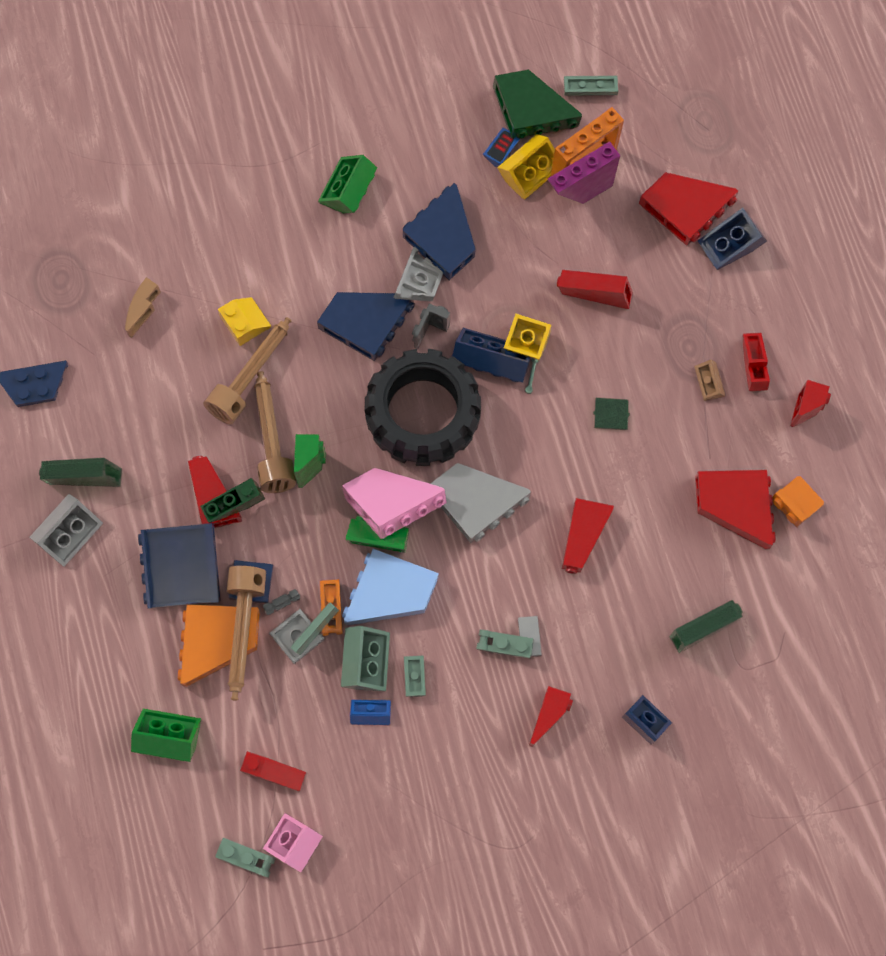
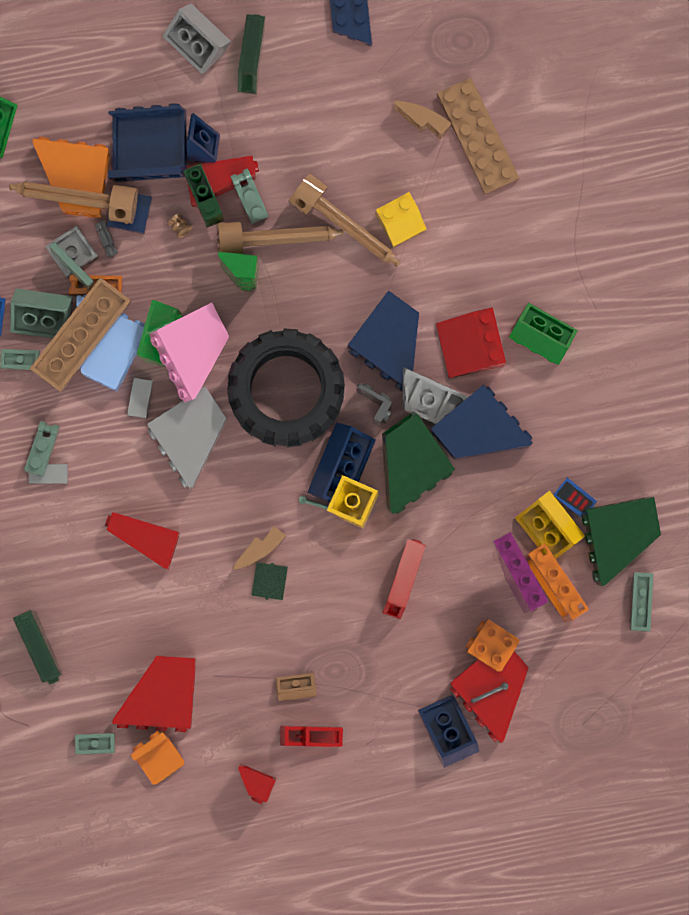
camera: 90 degrees right, 10 degrees up
(156, 257) = (477, 136): none -> medium nougat plate
(175, 512) = (201, 141): none -> dark blue slope
(230, 461) = (249, 197): none -> sand green plate
(263, 528) = (179, 225): none -> medium nougat bush
(361, 246) = (471, 343): none -> red slope
(386, 611) = (80, 334): none -> medium nougat plate
(443, 553) = (140, 398): none -> light grey tile
(483, 289) = (411, 462): none -> dark green slope
(582, 422) = (259, 549): none -> medium nougat slope
(647, 206) = (492, 645): none -> orange bracket
(686, 190) = (504, 686): none -> dark grey hinge
(793, 562) = (94, 743): none -> sand green plate

